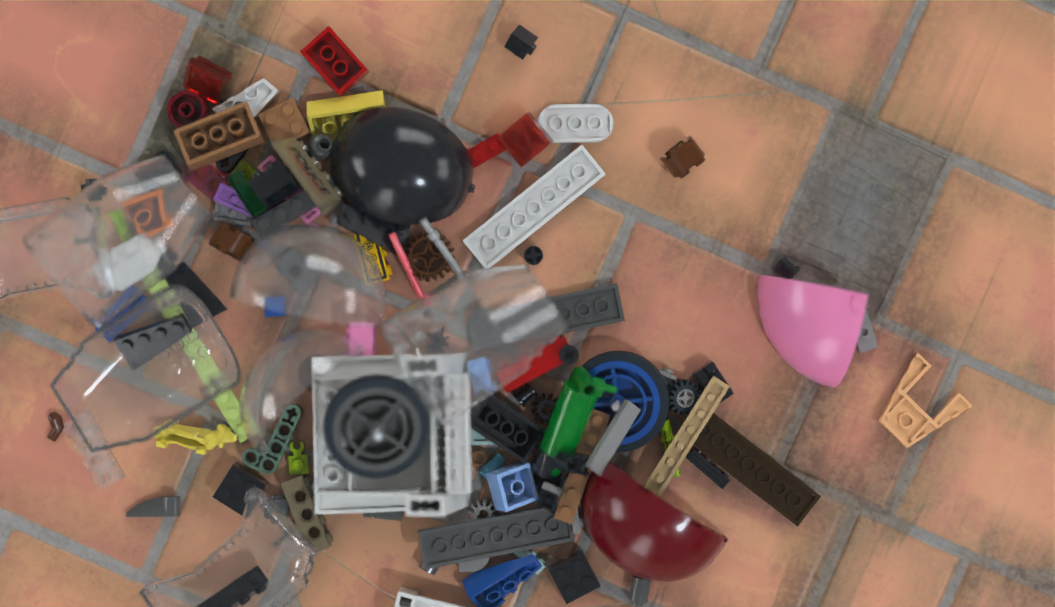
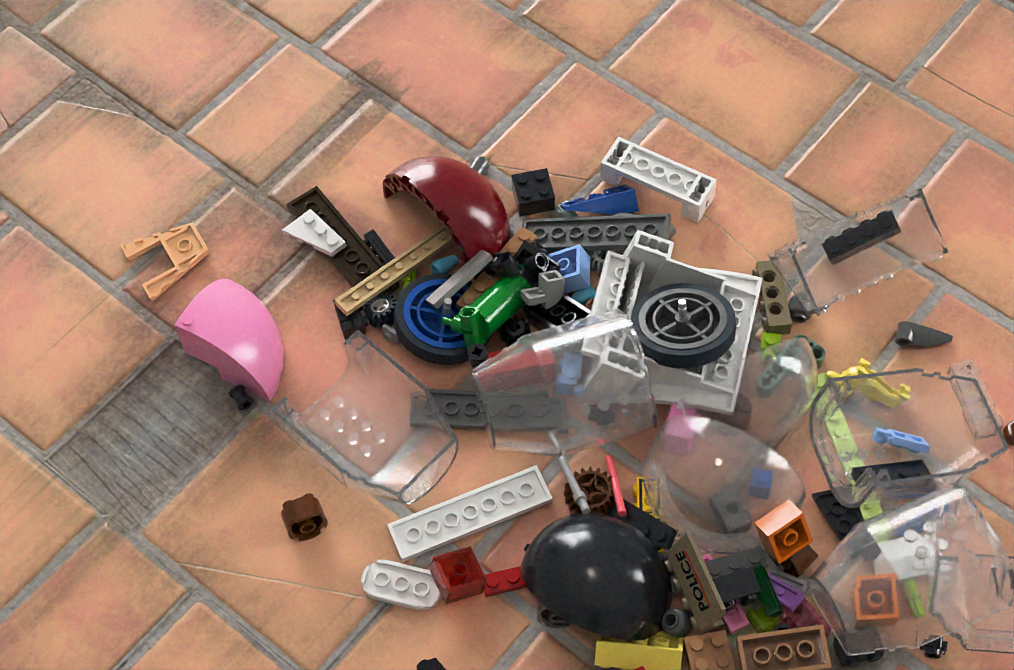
camera: 165 degrees left, 30 degrees down
(153, 381) = (900, 439): none -> light blue hinge
(235, 486) = (833, 331): black brick -> none
(239, 242) = (783, 531): none -> orange brick
(521, 445) = (548, 292): none -> light grey brick
(532, 252) = (482, 465): black wheel -> none
(535, 472) = (540, 263): none -> black piece
(639, 466) = (444, 264): none -> medium azure cone
(646, 249) = (374, 428): none -> clear windscreen
(780, 467) = (315, 232): none -> white wing

